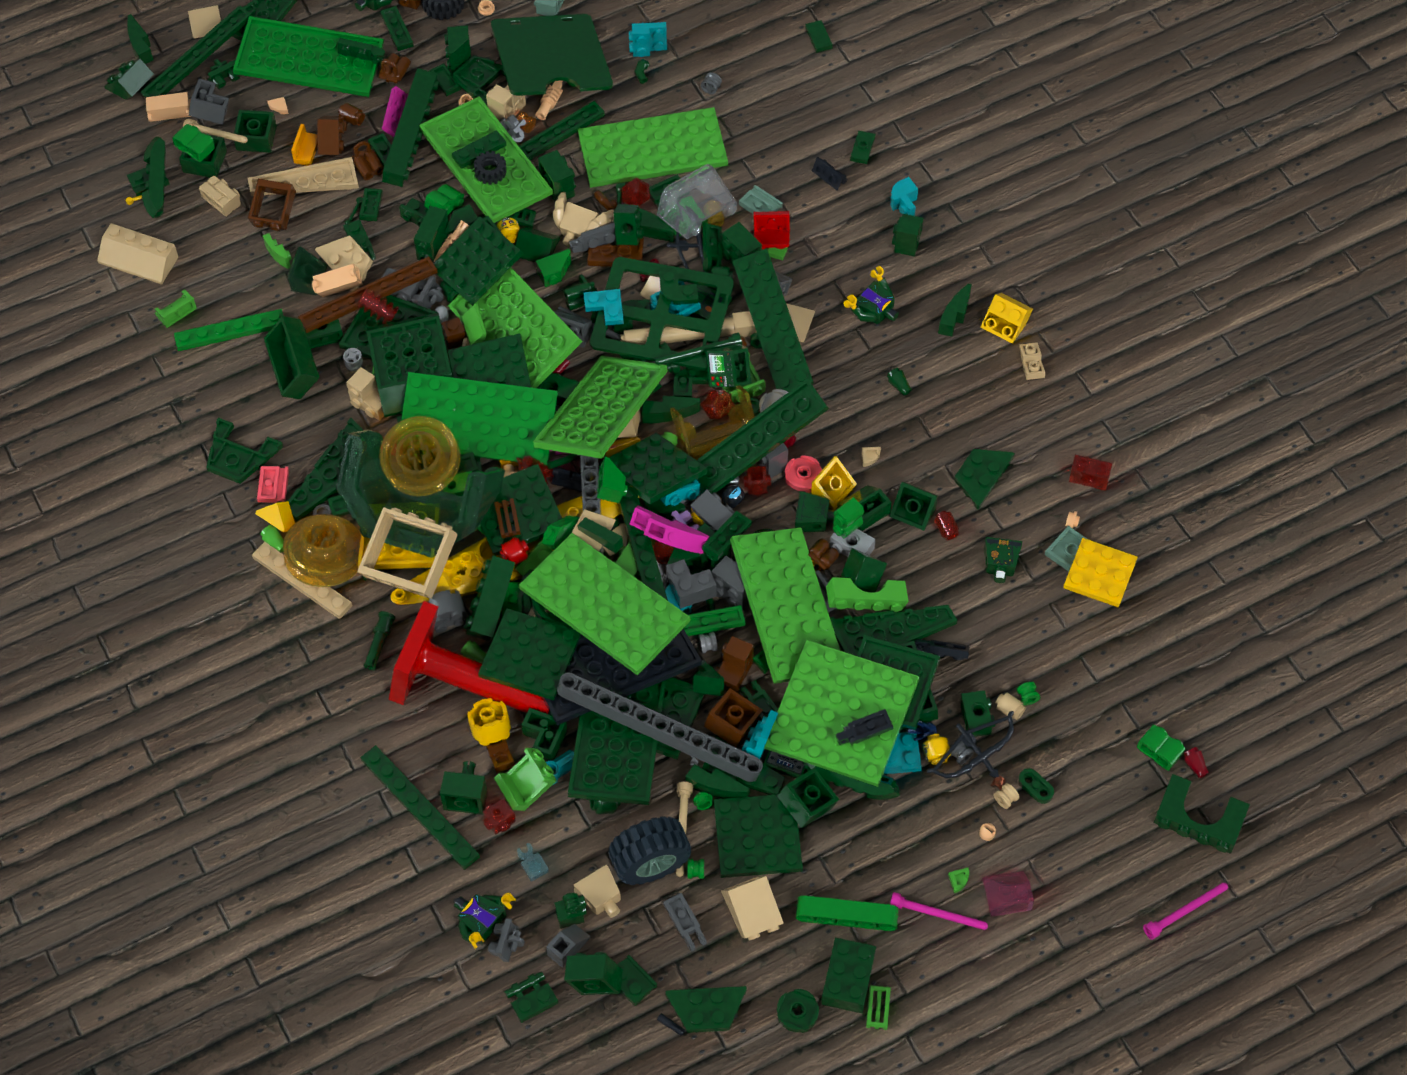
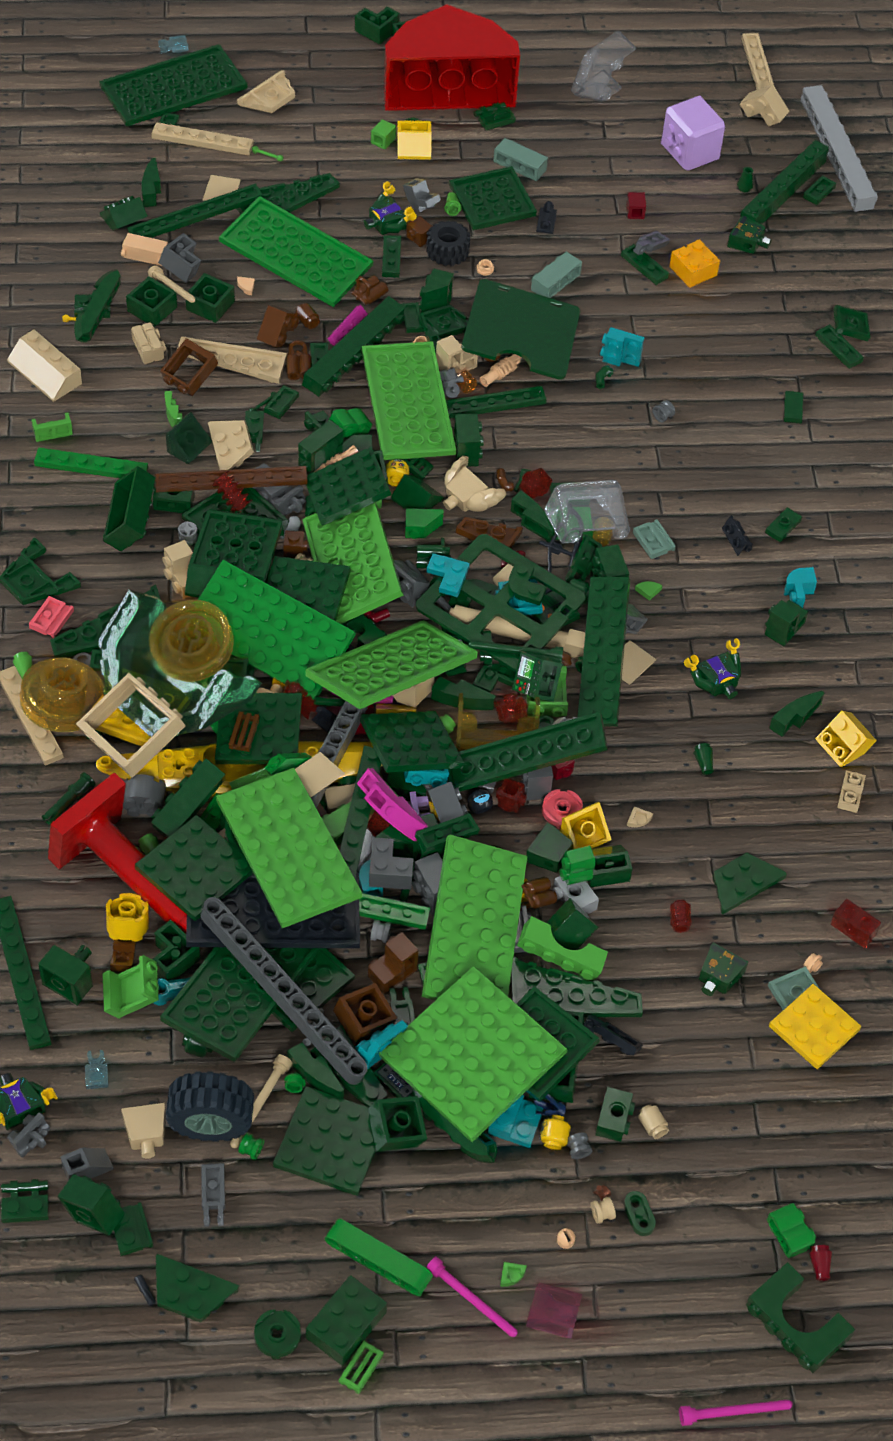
camera: 20 degrees right, 5 degrees down
(193, 142) = (145, 285): green brick -> none
(220, 71) = (209, 236): dark green hips -> none
(278, 515) = (38, 645): yellow slope -> none
(304, 146) = (247, 328): light orange panel -> none
(337, 280) = (210, 456): light nougat brick -> none
(360, 50) = (344, 261): dark green hinge -> none
(468, 154) = (405, 387): dark green plate -> none
(474, 325) = (313, 544): bright green slope -> none
(490, 176) = (404, 415): black tyre -> none
(498, 817) = (87, 1012): clear red brick -> none
(515, 550) = (235, 765): red head -> none
(570, 910) = (106, 1132): dark green brick -> none
(594, 238) = (474, 509): dark grey hinge -> none
(601, 534) = (321, 781): dark green piece -> none
(611, 482) = (359, 737): green slope -> none
(624, 233) = (508, 499): dark green brick -> none
(652, 147) = (576, 448): bright green plate -> none
(708, 680) = (358, 966): dark green slope -> none
(753, 907) = (286, 1209): tan slope -> none
(772, 229) = (651, 566): red bracket -> none
(865, 728) = (484, 1077): black hinge -> none
(914, 506) = (656, 883): dark green slope -> none
(969, 740) = (591, 1137): black piece -> none
(1028, 693) = (679, 1116): green wheel -> none

